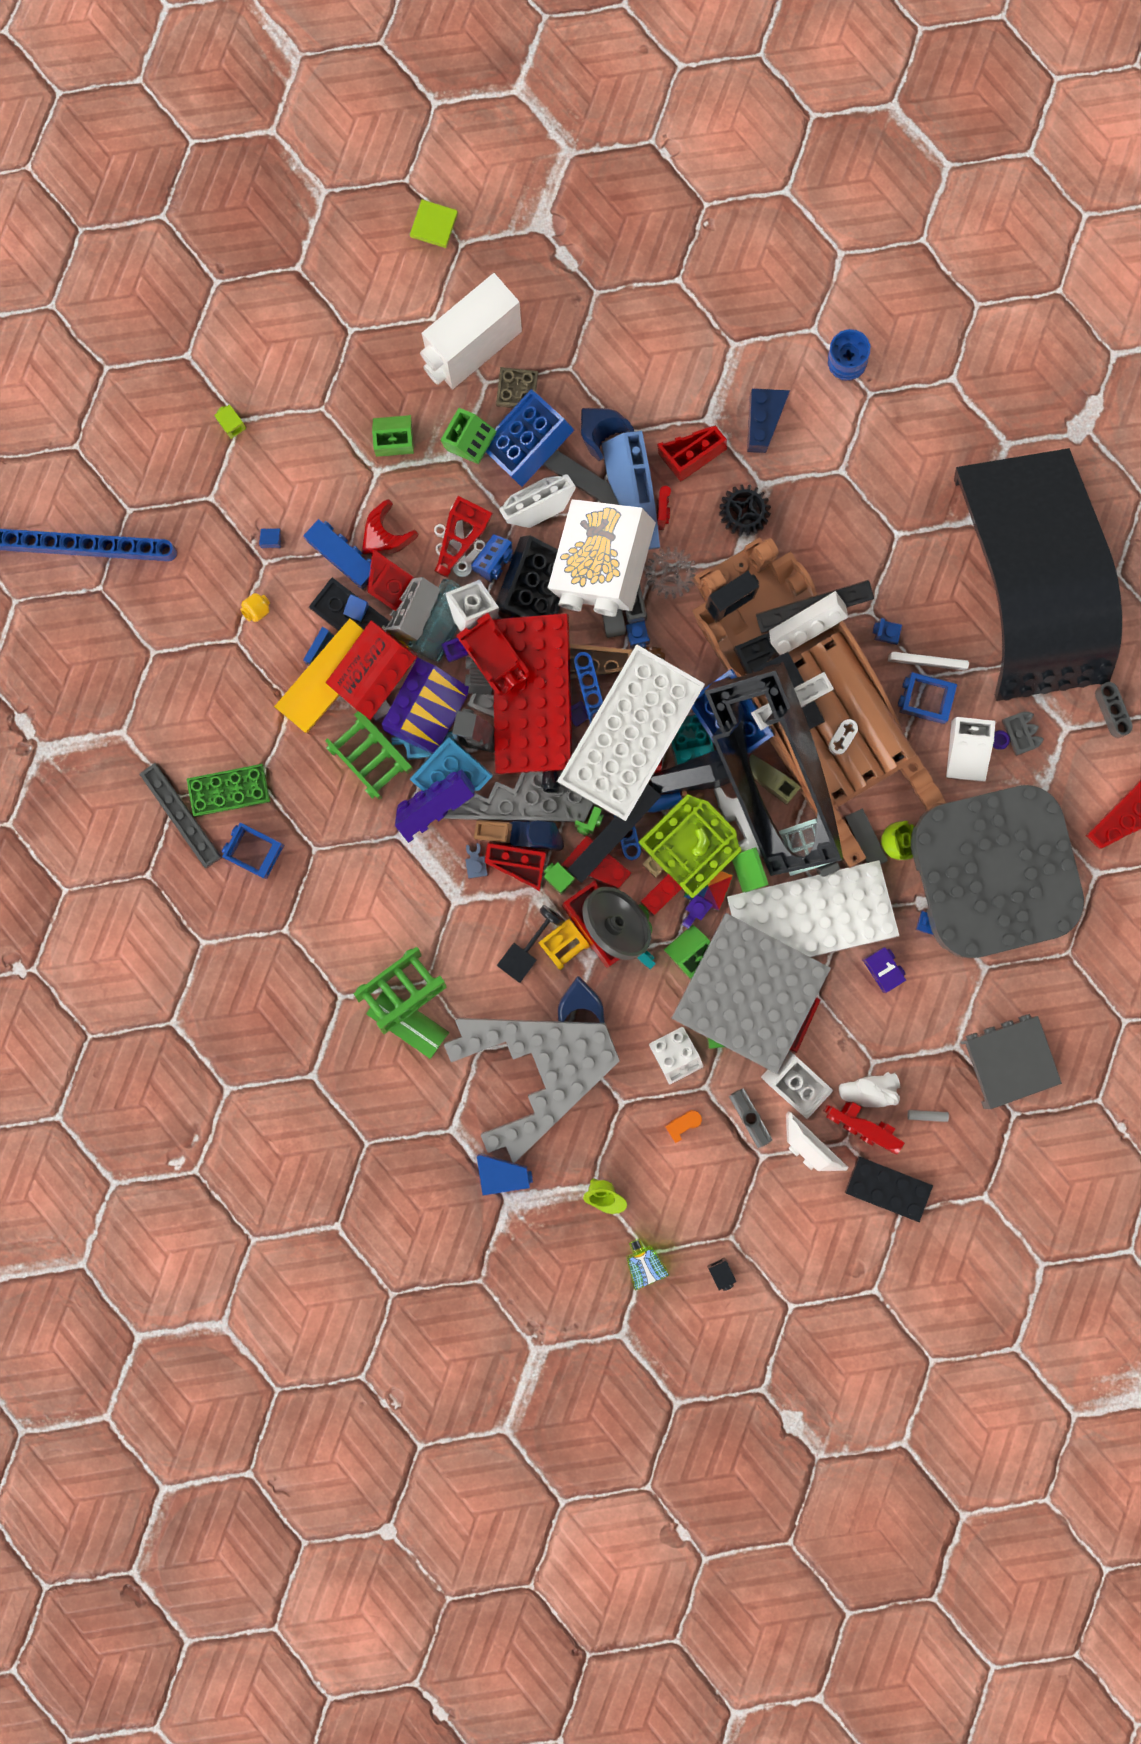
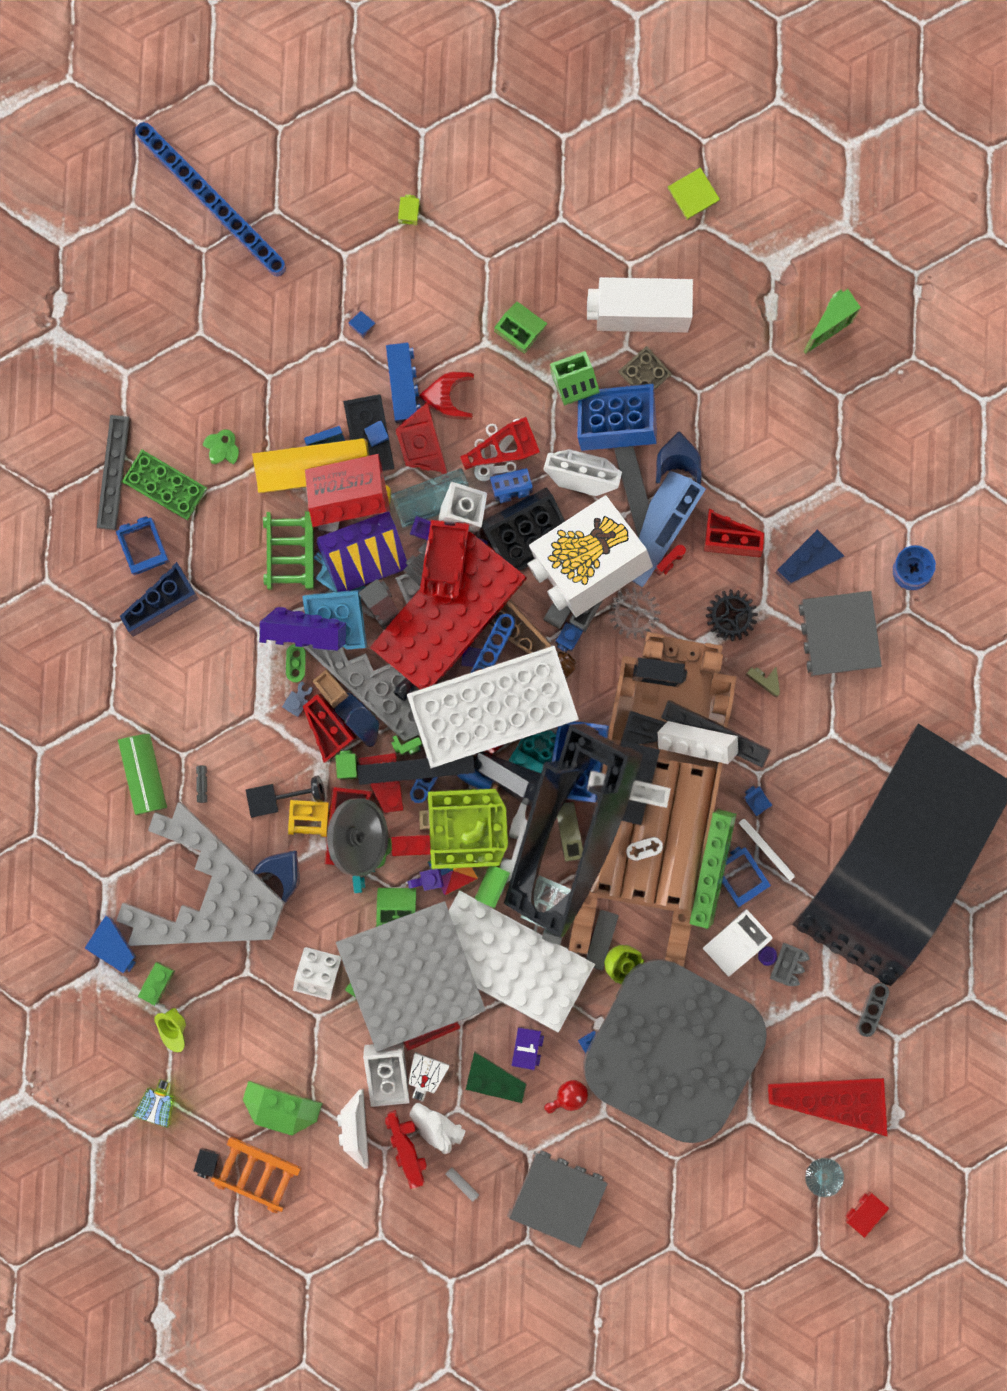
camera: 45 degrees right, 0 degrees up
(246, 726) = (221, 450): none -> bright green plate
(255, 607) = (304, 366): yellow head -> none
(304, 880) = (159, 601): none -> dark blue wedge
(414, 611) = (416, 474): light grey wedge -> none
(417, 998) = (166, 761): bright green fence -> none
(449, 836) = (294, 663): none -> bright green plate
(459, 990) = (201, 784): none -> dark grey axle
(561, 1173) = (156, 983): none -> bright green brick
(623, 216) = (838, 315): none -> bright green slope
(688, 1120) = (278, 1027): orange leg -> none
(740, 1183) = (280, 1109): none -> bright green wedge
(756, 1129) = (327, 1080): dark grey piece -> none
(771, 1229) = (255, 1154): none -> orange fence
(818, 536) = (769, 684): none -> olive slope
(827, 1057) = (426, 1075): none -> white torso
(837, 452) = (840, 633): none -> dark grey panel
(882, 1016) = (492, 1080): none -> dark green wedge
(888, 1189) = (384, 1211): black plate -> none
(904, 708) = (713, 868): none -> bright green brick
(949, 977) = (570, 1096): none -> red hair

